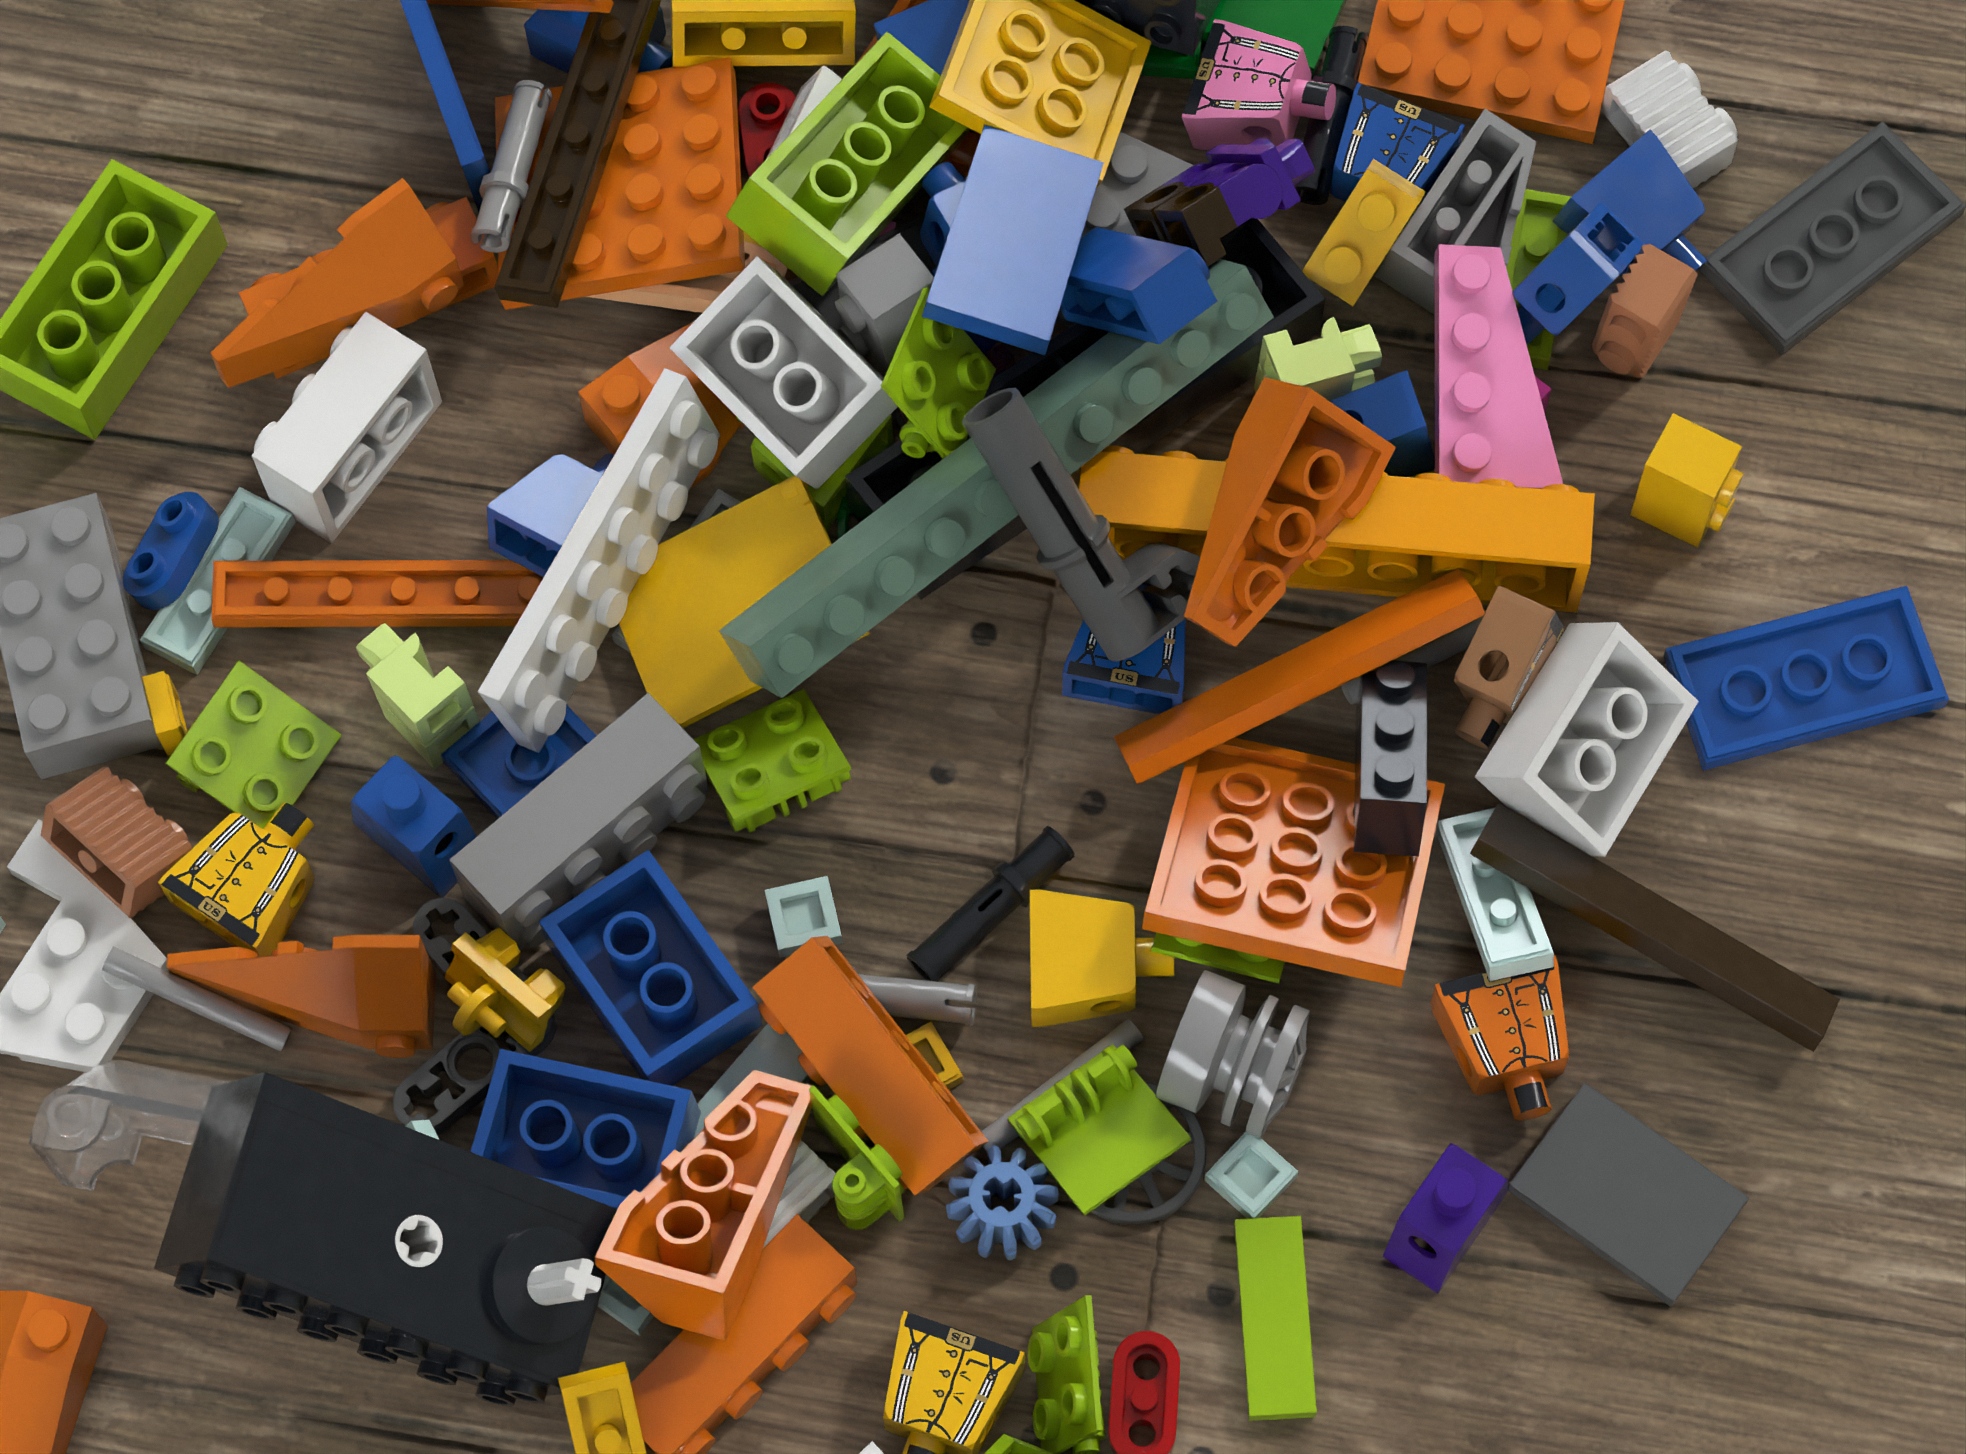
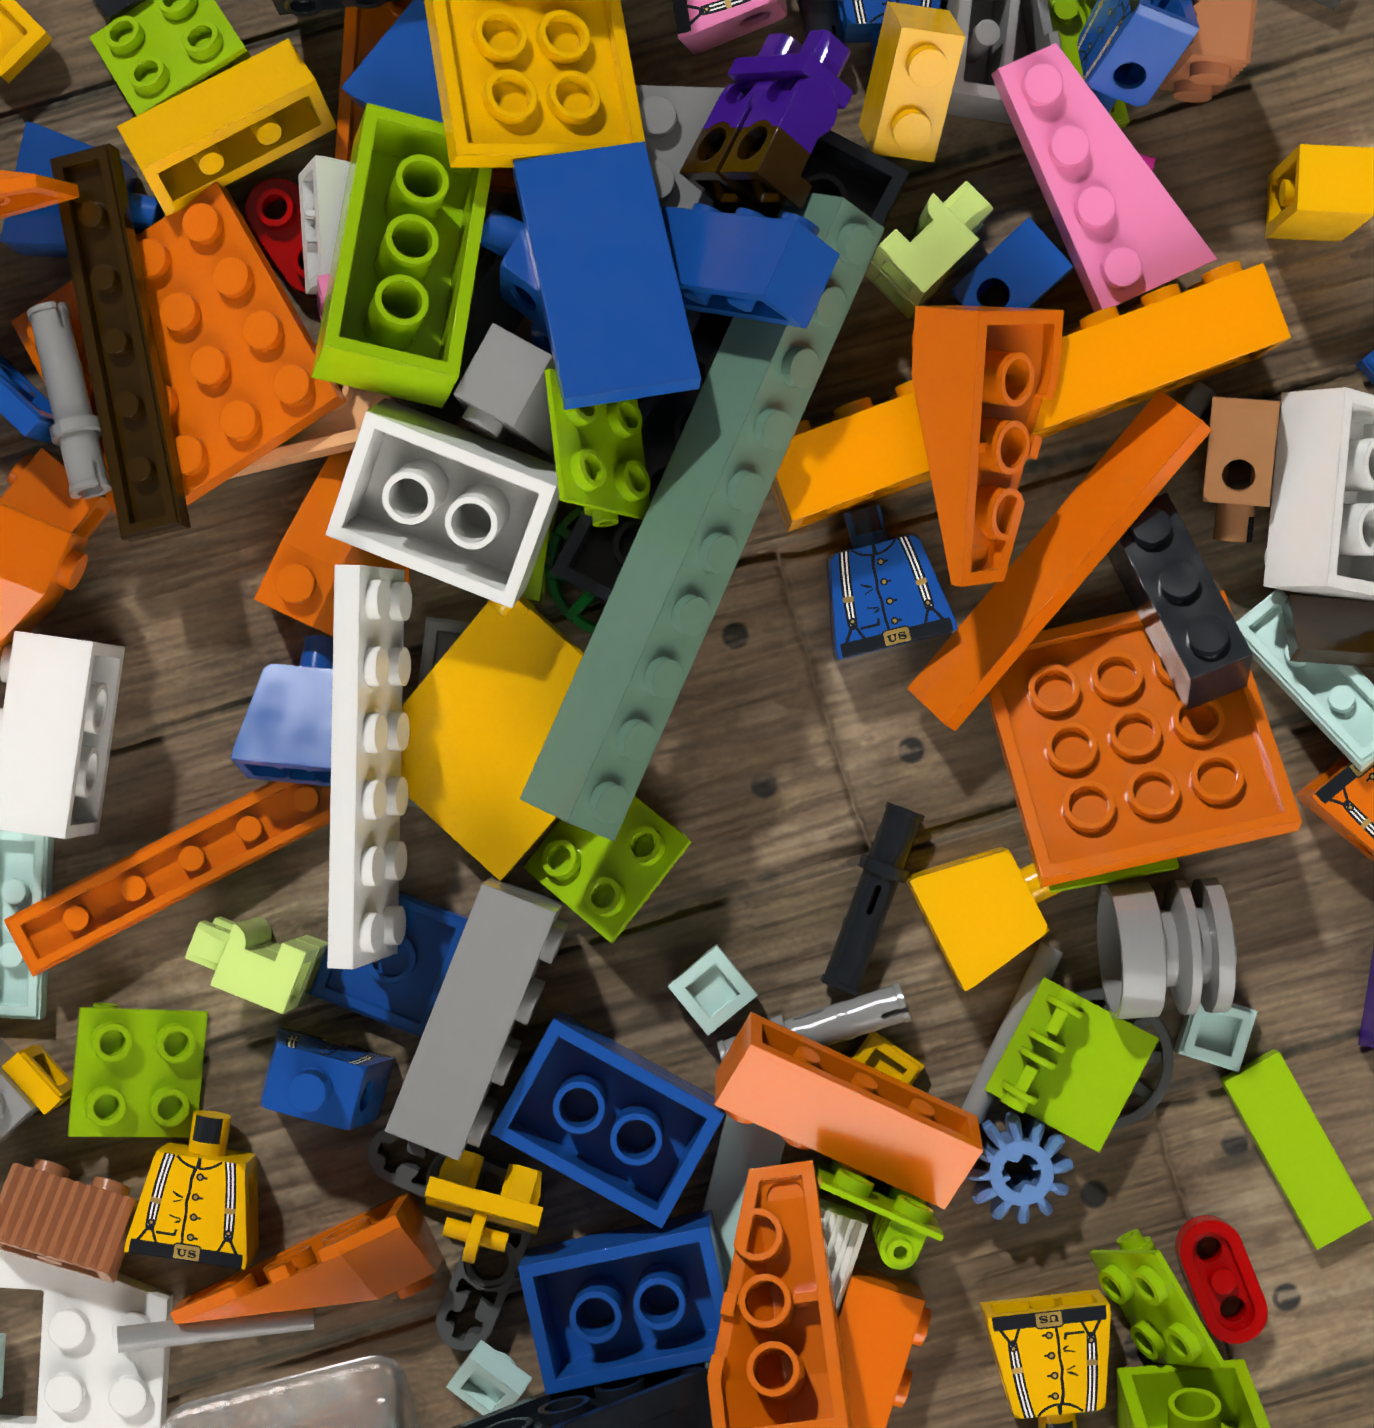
camera: 25 degrees left, 20 degrees up
(1076, 540) = (870, 577): dark grey piece -> none

